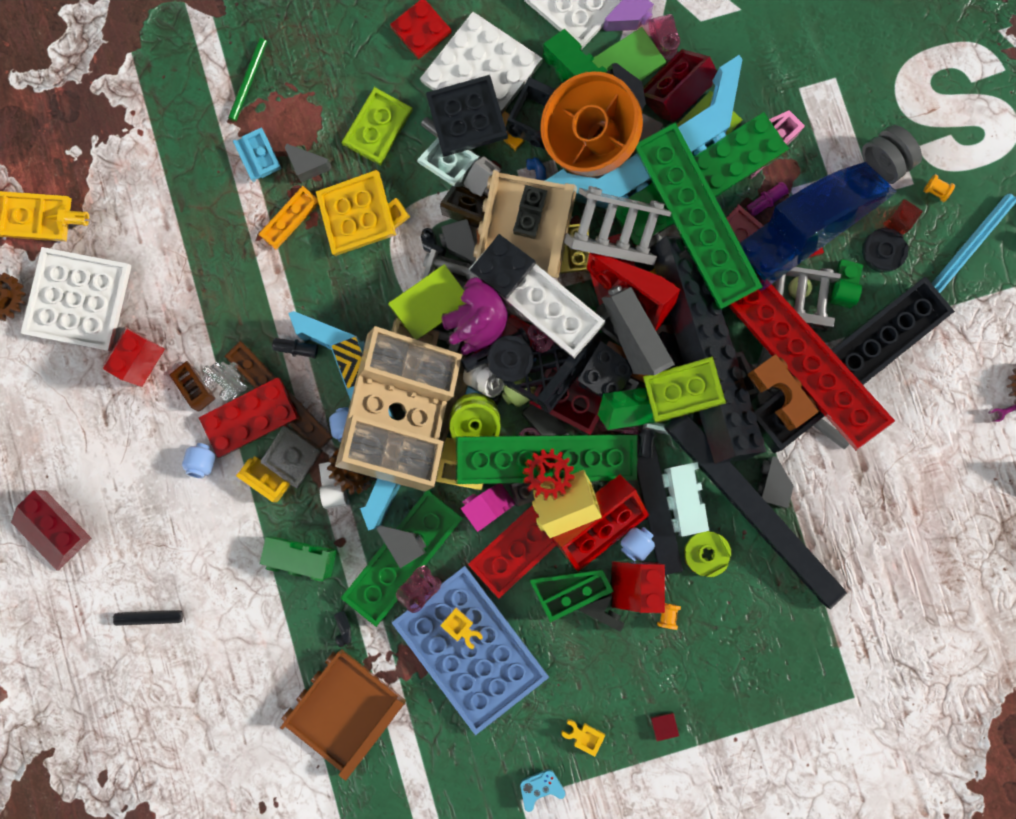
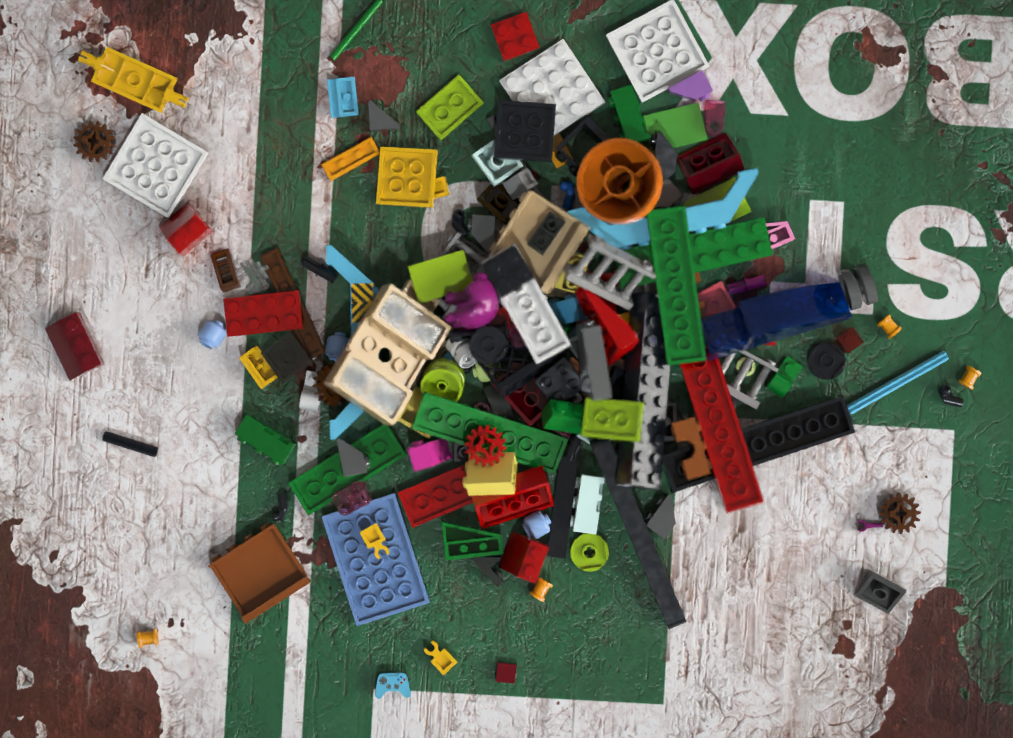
camera: 20 degrees right, 5 degrees up
(587, 289) = (567, 310): none -> dark azure slope

